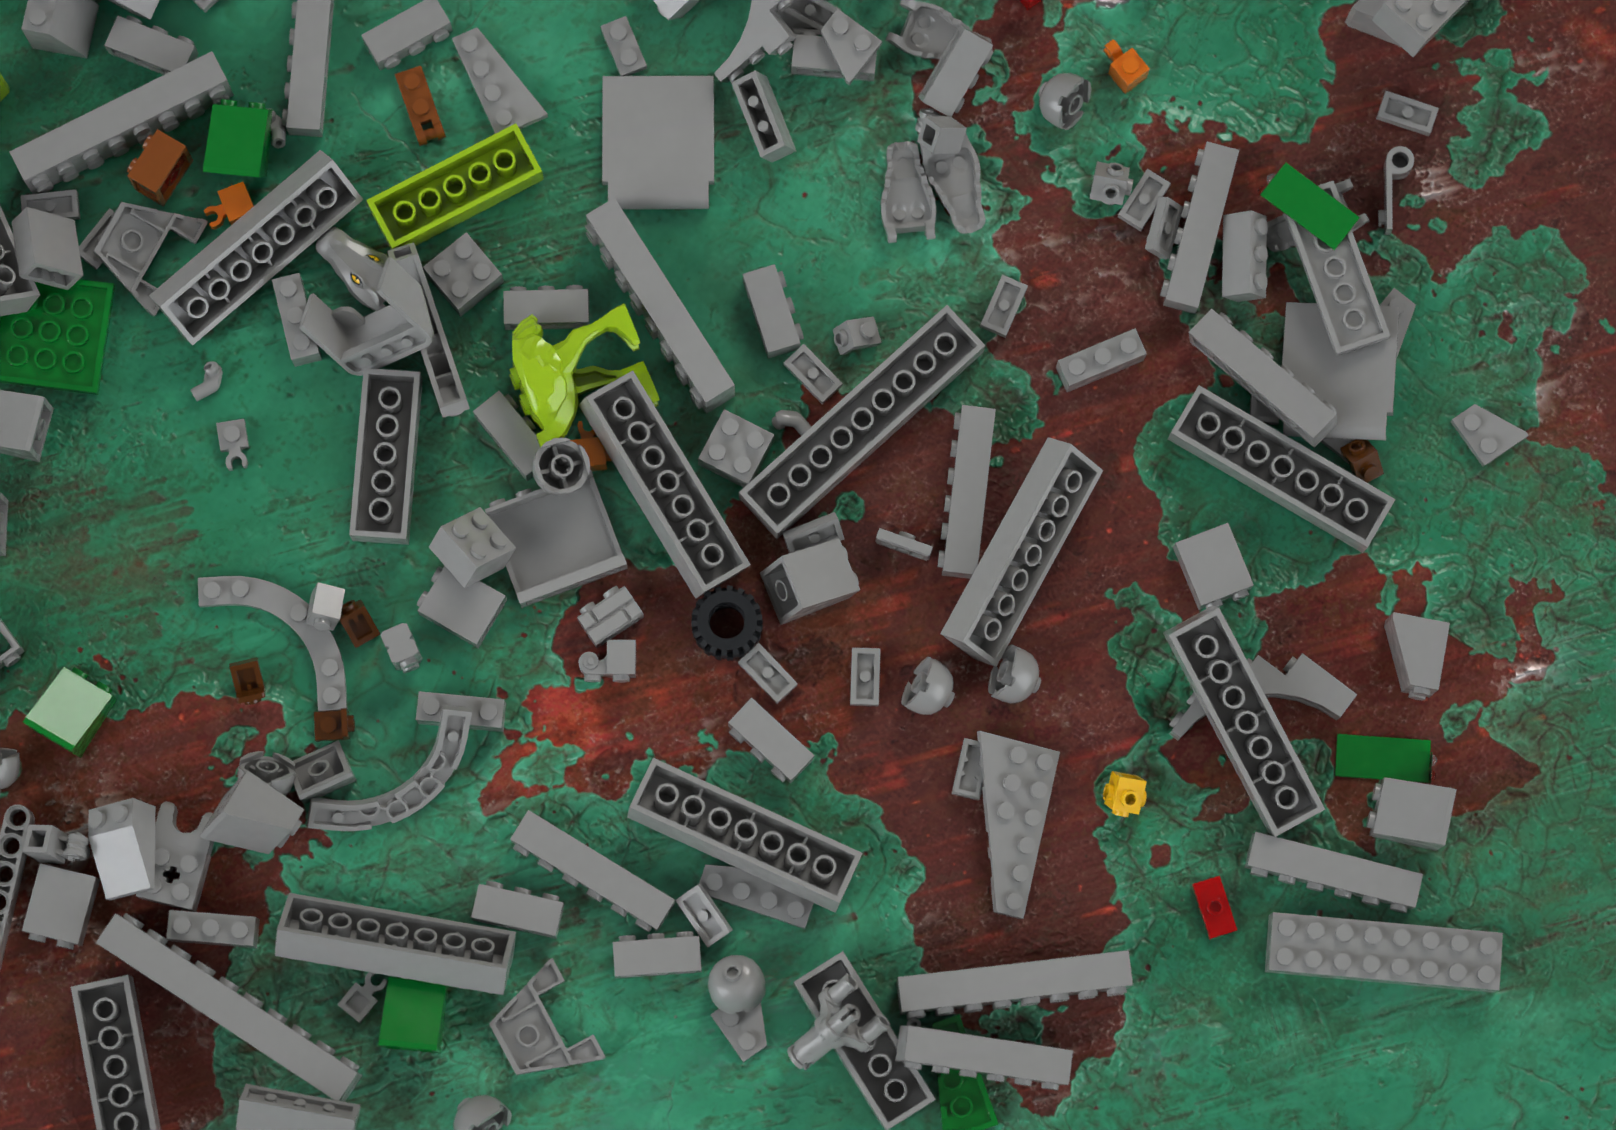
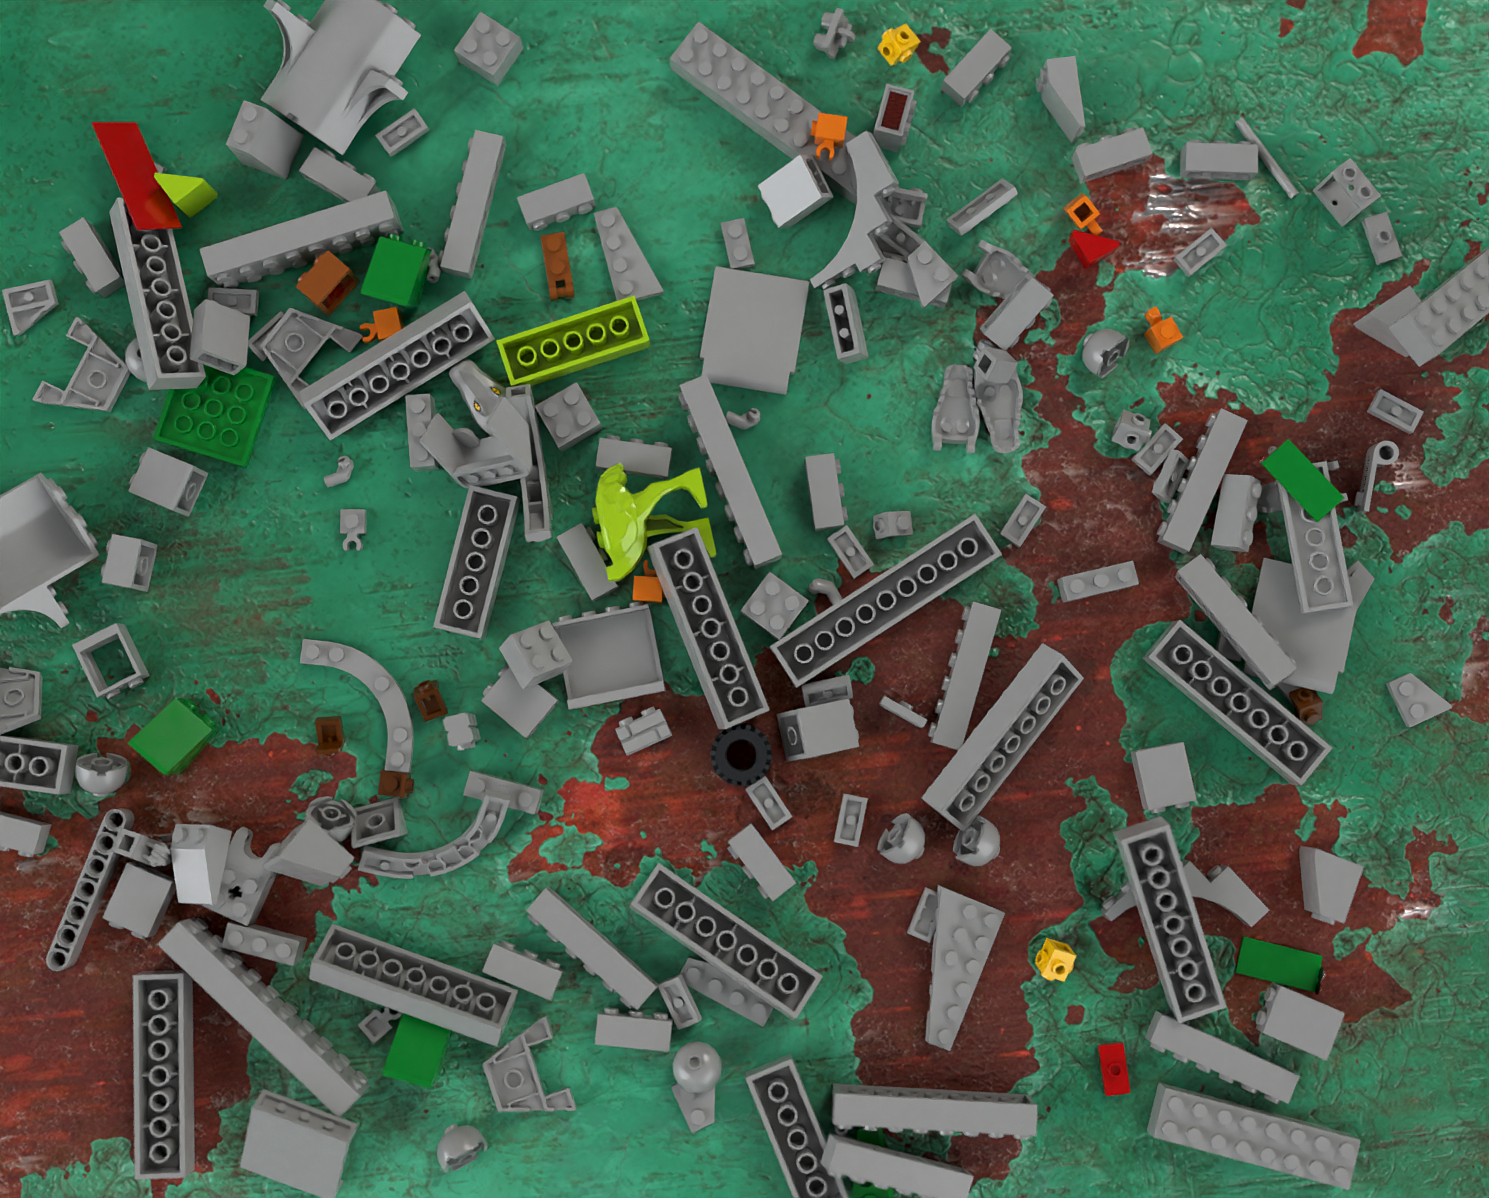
camera: 15 degrees right, 5 degrees up
(325, 606) = (404, 683): light grey brick -> none
(560, 466) = (621, 600): light grey cylinder -> none
(618, 663) = (643, 773): light grey brick -> none
(667, 245) = (744, 421): none -> light grey arm
(835, 1027) = (774, 1127): light grey wheel -> none

